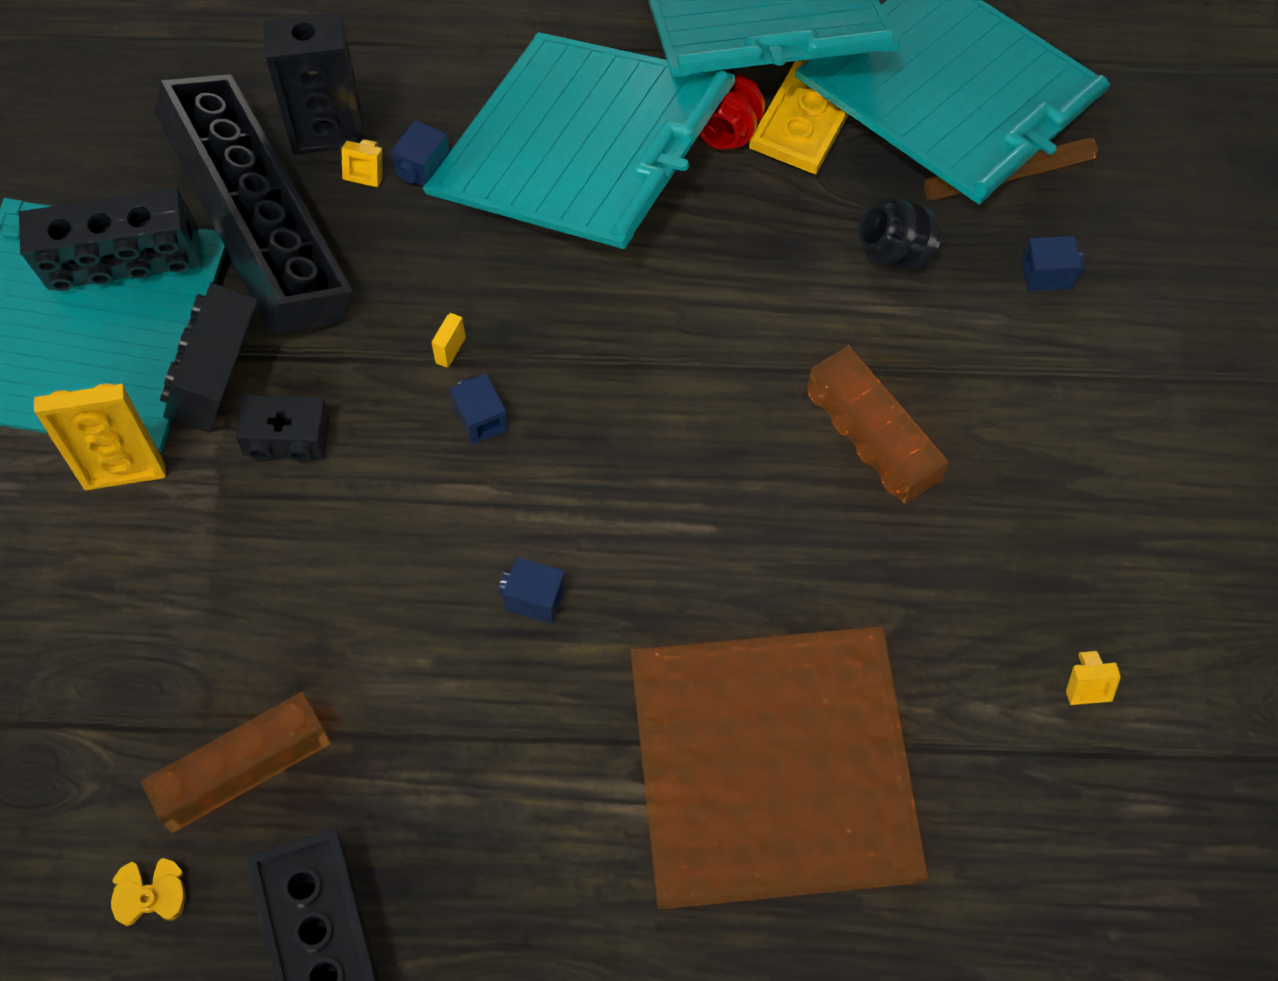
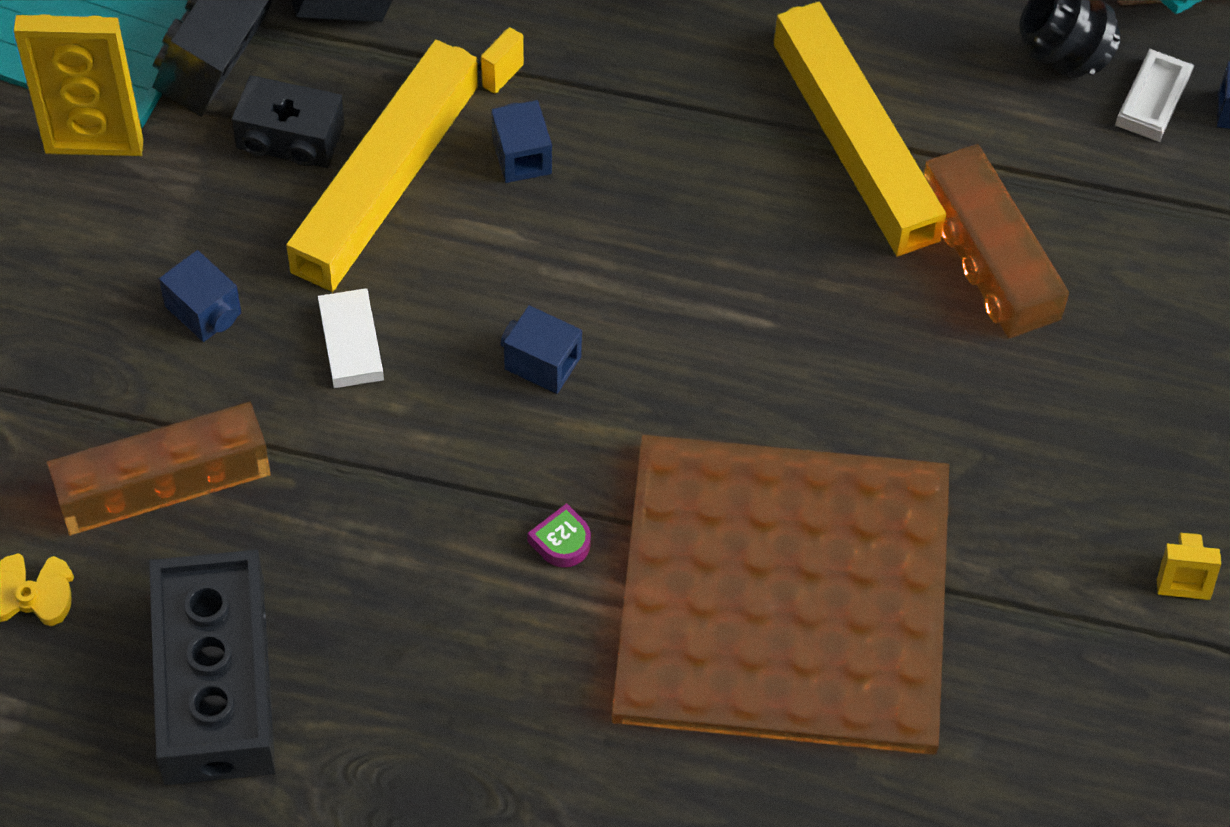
camera: 10 degrees right, 5 degrees down
(241, 598) = (200, 296): none -> dark blue brick
(369, 452) = (382, 166): none -> yellow brick
(373, 609) = (350, 338): none -> white tile
(583, 754) = (561, 538): none -> tile
(749, 347) = (859, 129): none -> yellow brick
(974, 273) = (1154, 95): none -> white tile

